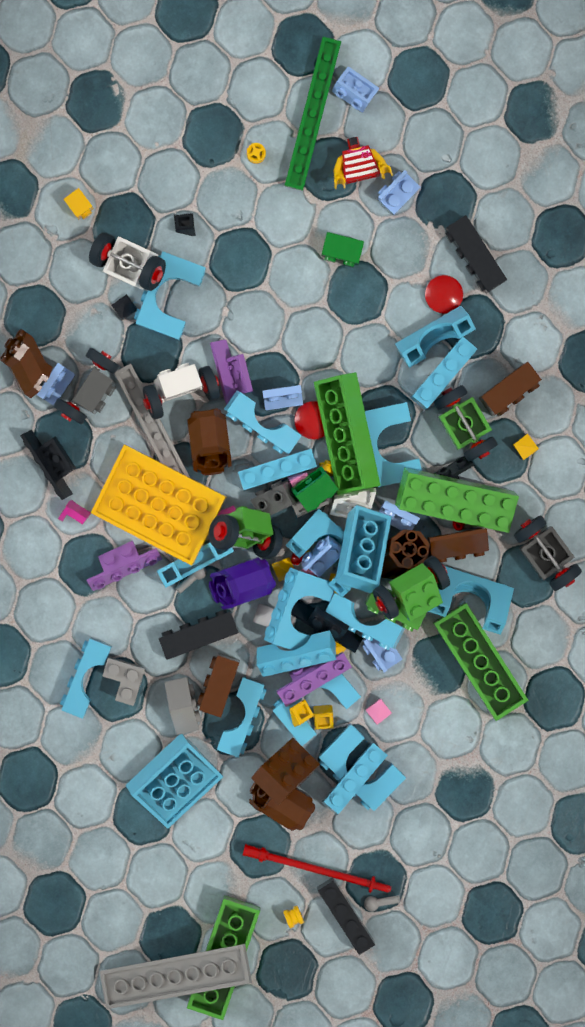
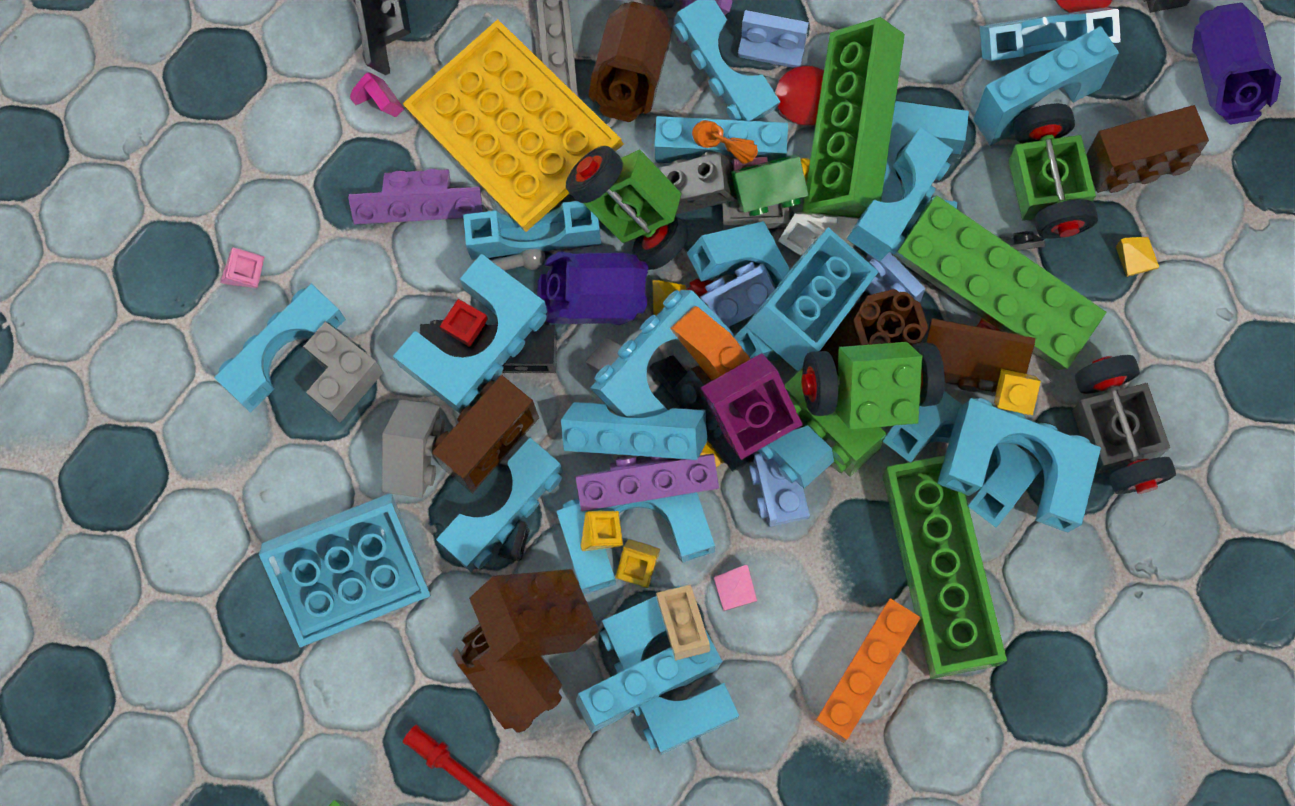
camera: 30 degrees right, 15 degrees down
(44, 640) = (242, 269): none -> bright pink slope
(183, 631) = (463, 322): none -> red plate
(194, 664) = (461, 379): none -> medium azure arch
(256, 735) = (516, 543): none -> black slope
(272, 477) = (709, 134): none -> orange piece
(319, 596) = (709, 343): none -> orange slope
(354, 624) = (751, 406): none -> magenta brick
(361, 745) = (683, 622): none -> tan plate
(392, 448) = (918, 166): none -> medium azure arch
(460, 729) = (867, 670): none -> orange brick
(487, 559) = (1017, 392): none -> yellow brick
(524, 584) = (1065, 459): none -> medium azure arch
(542, 316) = (1235, 62): none -> dark purple brick

